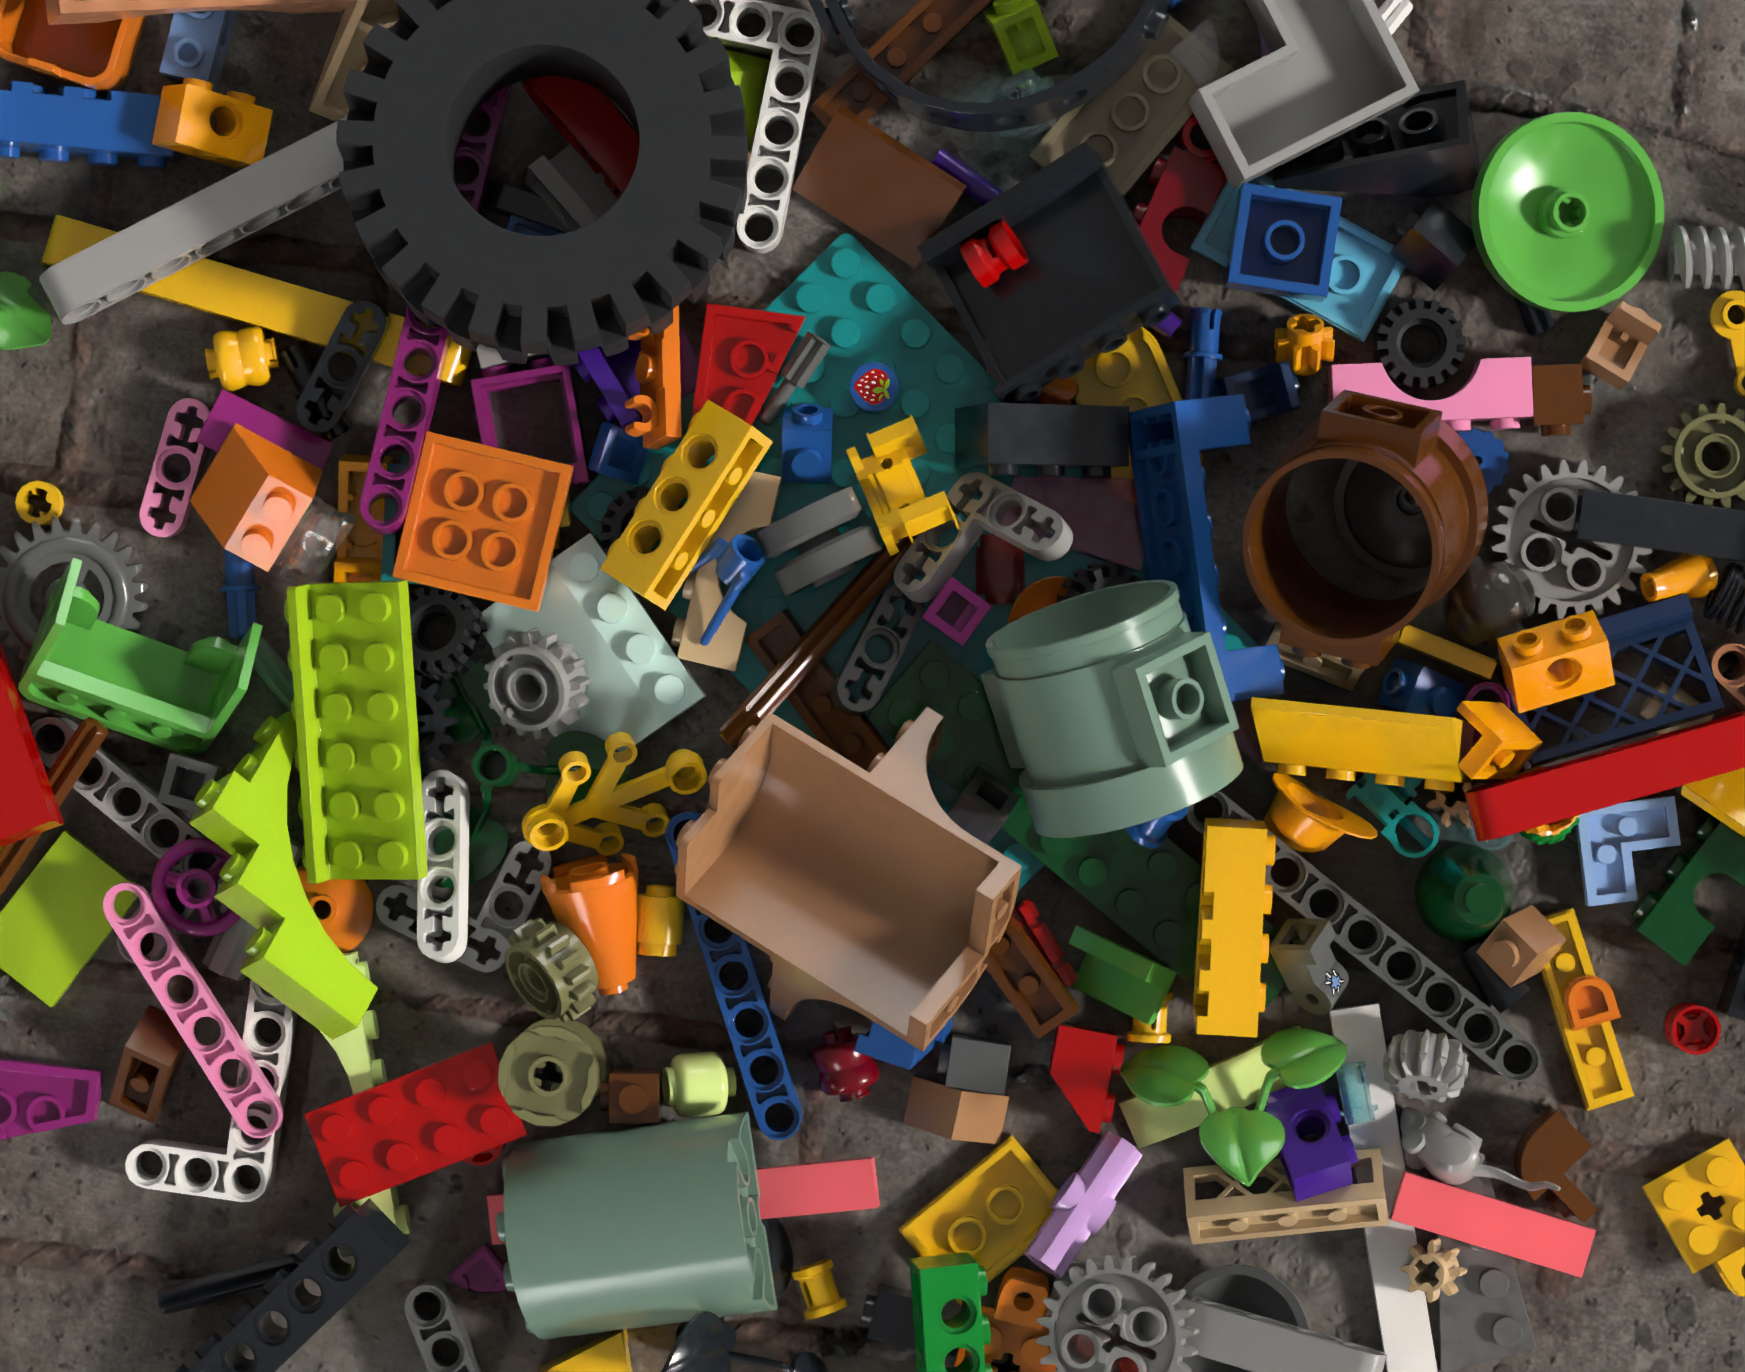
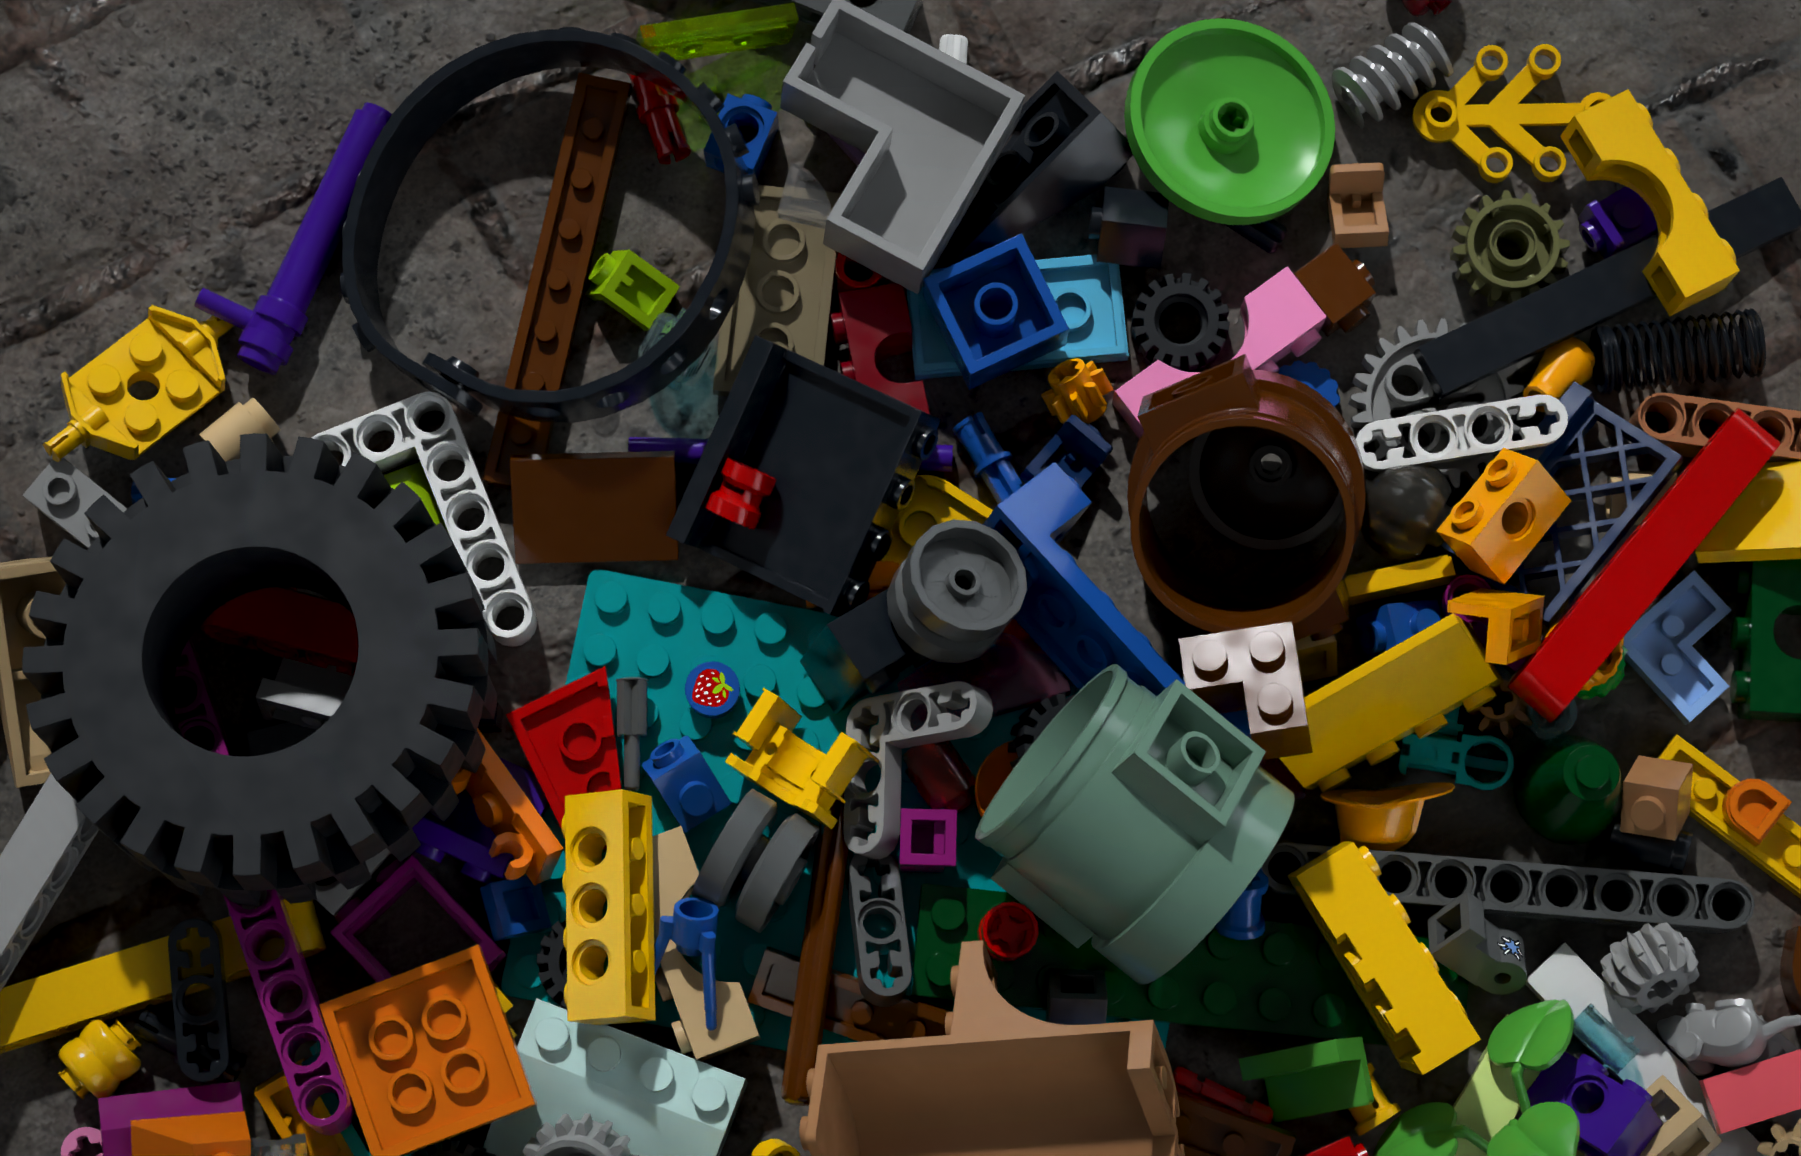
camera: 35 degrees left, 10 degrees down
(970, 727) = (1017, 929): none -> red wheel
(1101, 443) = (956, 591): none -> dark grey wheel
(1277, 661) = (1255, 673): none -> brick
(1572, 570) = (1459, 427): none -> white beam

